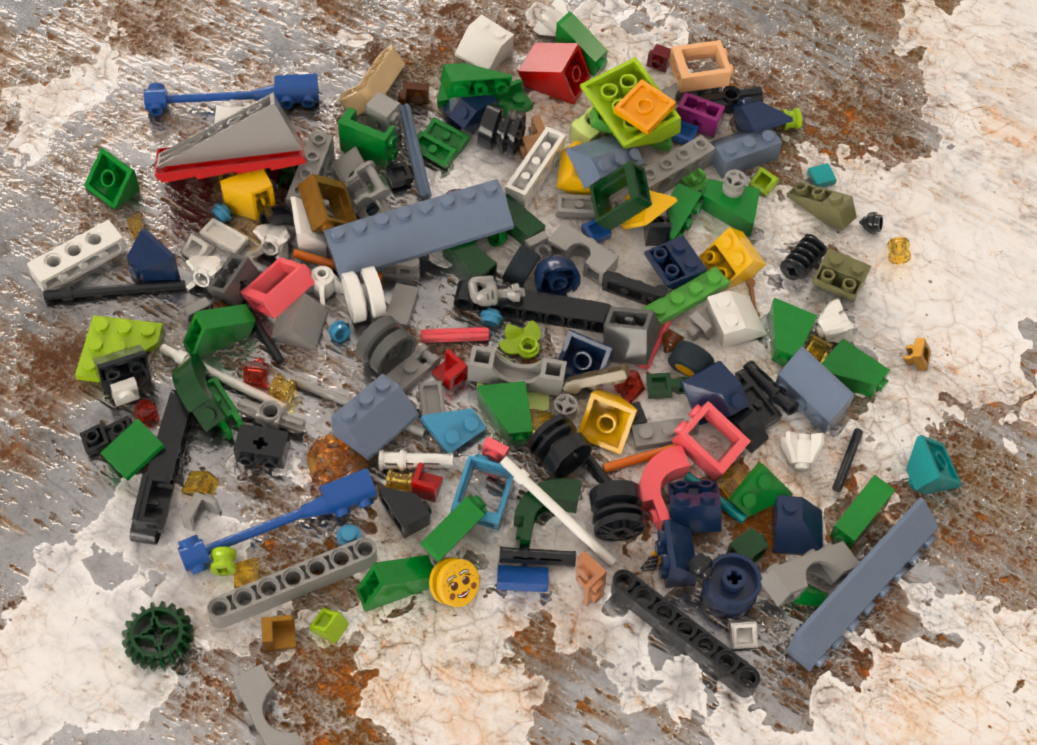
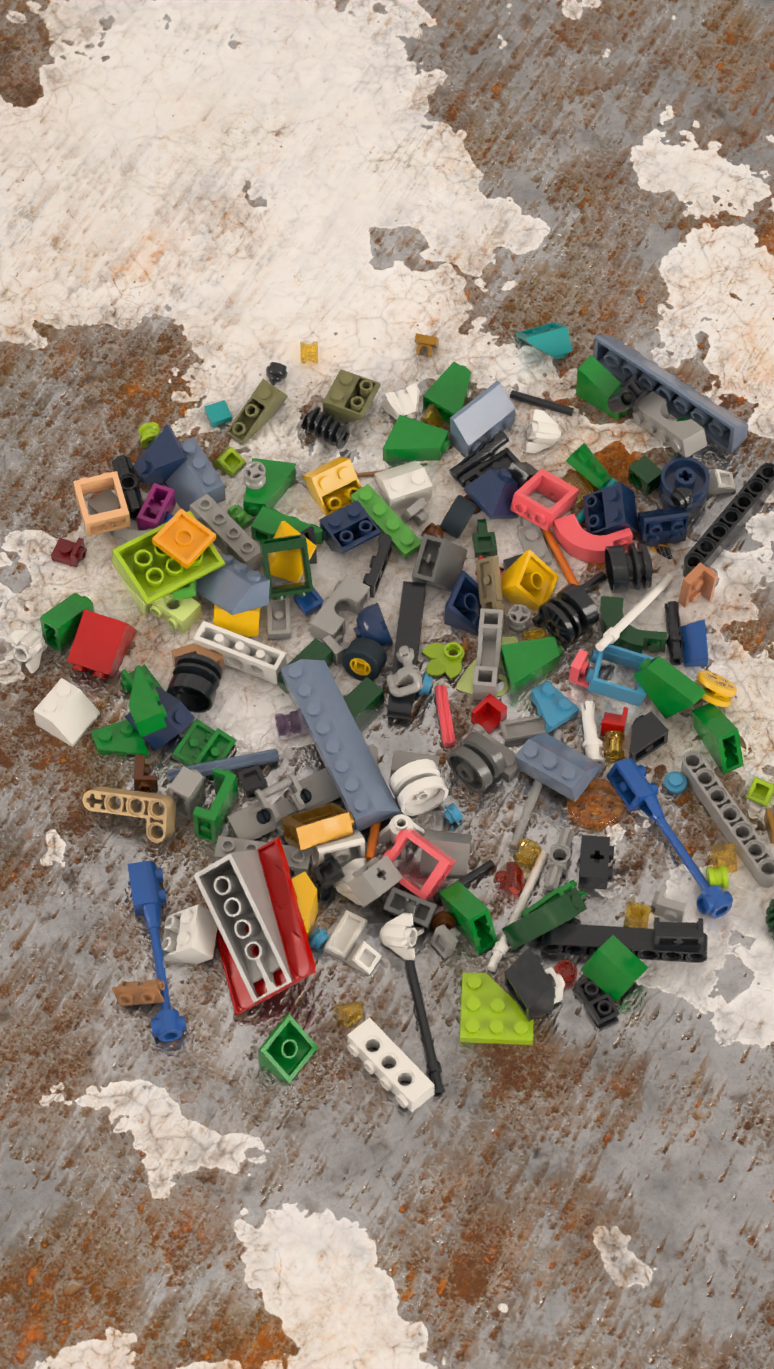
camera: 90 degrees left, 0 degrees up
(151, 260) = (391, 987): dark blue slope -> none
(191, 78) = (135, 994): none -> medium nougat hinge
(246, 241) = (375, 880): none -> light grey brick
(796, 526) = (617, 442): dark blue slope -> none
(848, 531) = (629, 392): none -> black piece

